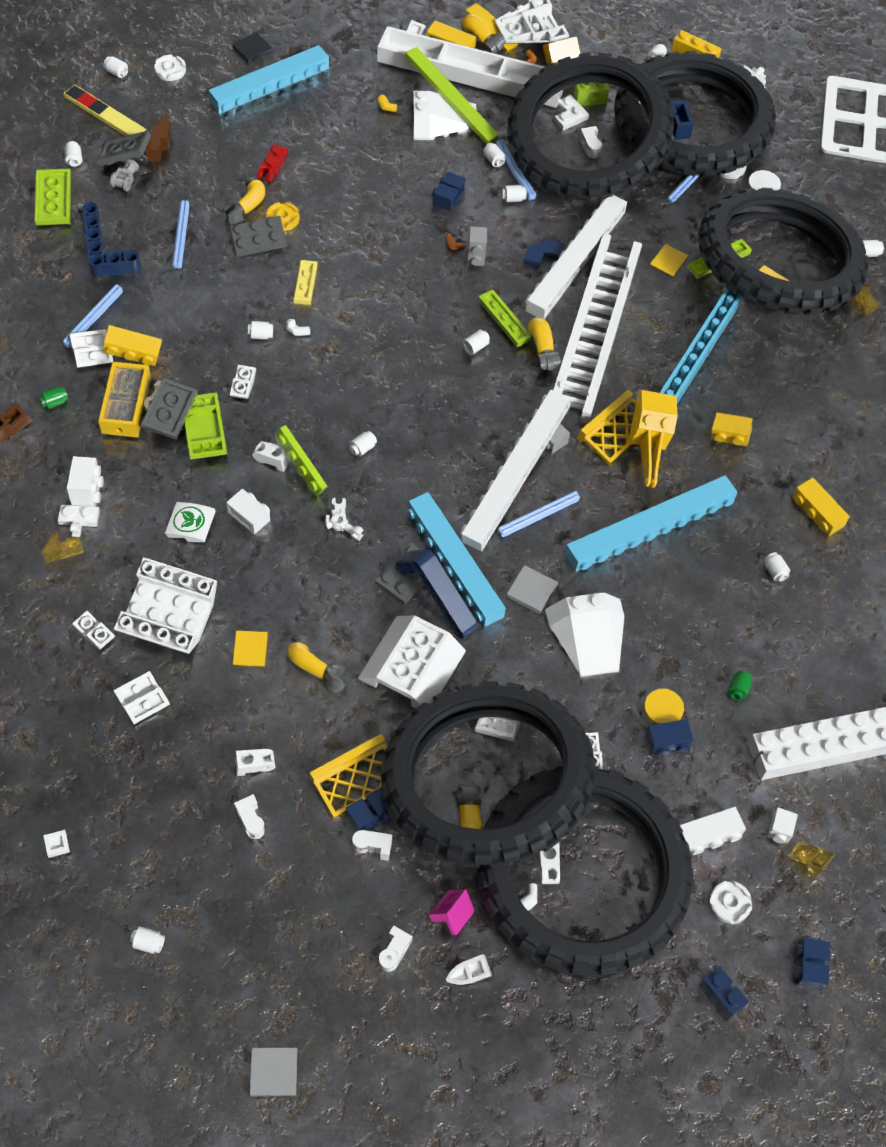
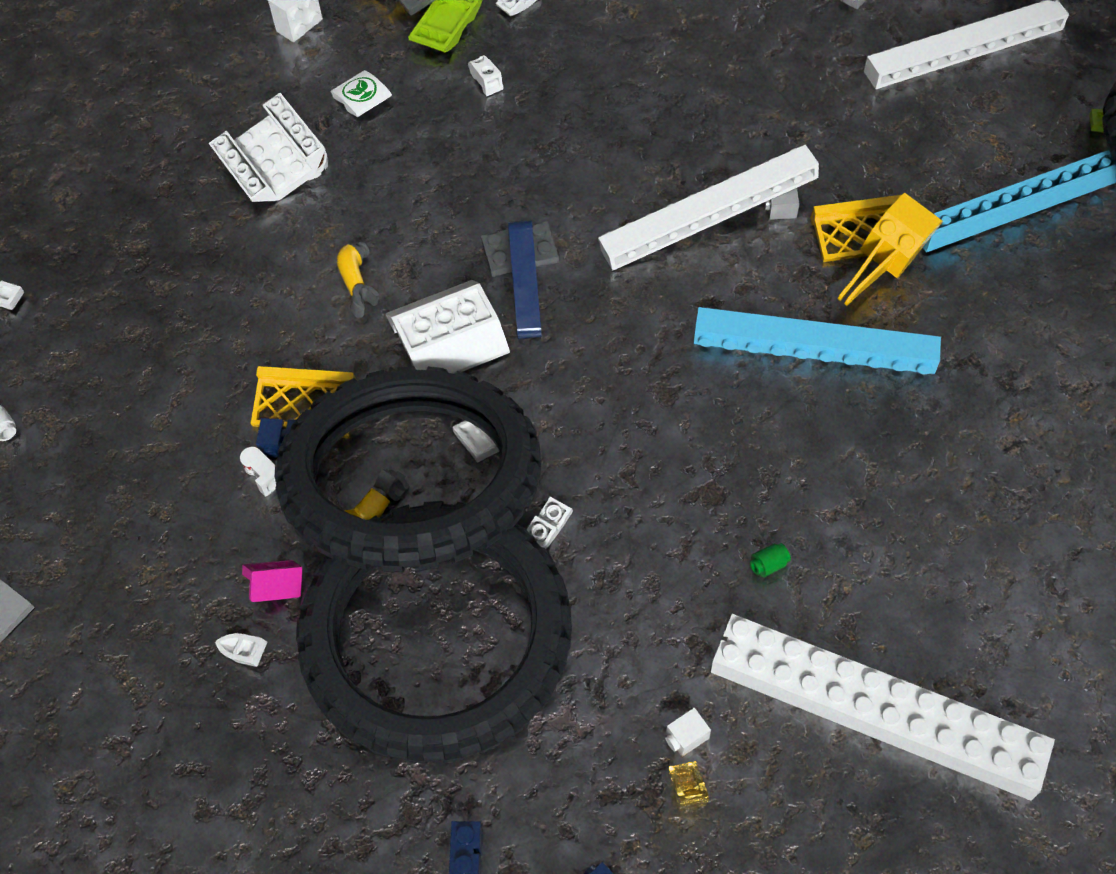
camera: 45 degrees right, 0 degrees up
(57, 550) = (231, 55): clear yellow slope -> none
(77, 517) = (270, 37): white plate -> none
(92, 630) = (197, 138): white slope -> none
(141, 697) = (185, 217): white slope -> none
(248, 511) = (419, 110): white brick -> none
(250, 648) = (316, 232): yellow window -> none
(251, 822) = (177, 374): white leg -> none
(254, 761) = (224, 328): white leg -> none
(300, 460) = (500, 97): lime plate -> none
(340, 522) = (496, 164): white piece -> none
(362, 443) = (580, 107): white brick -> none
(394, 953) = (192, 579): white leg -> none
(456, 560) = (575, 262): medium azure brick -> none
(476, 342) = (780, 72): white brick -> none
(504, 318) = (832, 66): lime plate -> none
(531, 898) = (361, 624): white arm -> none
(532, 589) = (630, 333): light grey tile -> none
(536, 252) = (924, 21): dark blue tile -> none
(538, 514) = (702, 266): light blue axle -> none
(544, 343) = (851, 102): yellow piece -> none
(550, 865) = (389, 592): white leg -> none
(589, 631) = (654, 408): white wedge -> none
(611, 326) = (942, 128): white ladder -> none
(663, 706) = (666, 530): yellow tile -> none
(669, 260) = (1075, 98): yellow window -> none
(669, 737) = (643, 561): dark blue piece -> none
(713, 830) = (602, 683): white brick -> none
(730, 902) = (562, 771): white tile -> none
(731, 429) = (993, 297): yellow brick -> none
(777, 567) = (923, 465): white brick -> none
(820, 507) = (1033, 434): yellow brick -> none

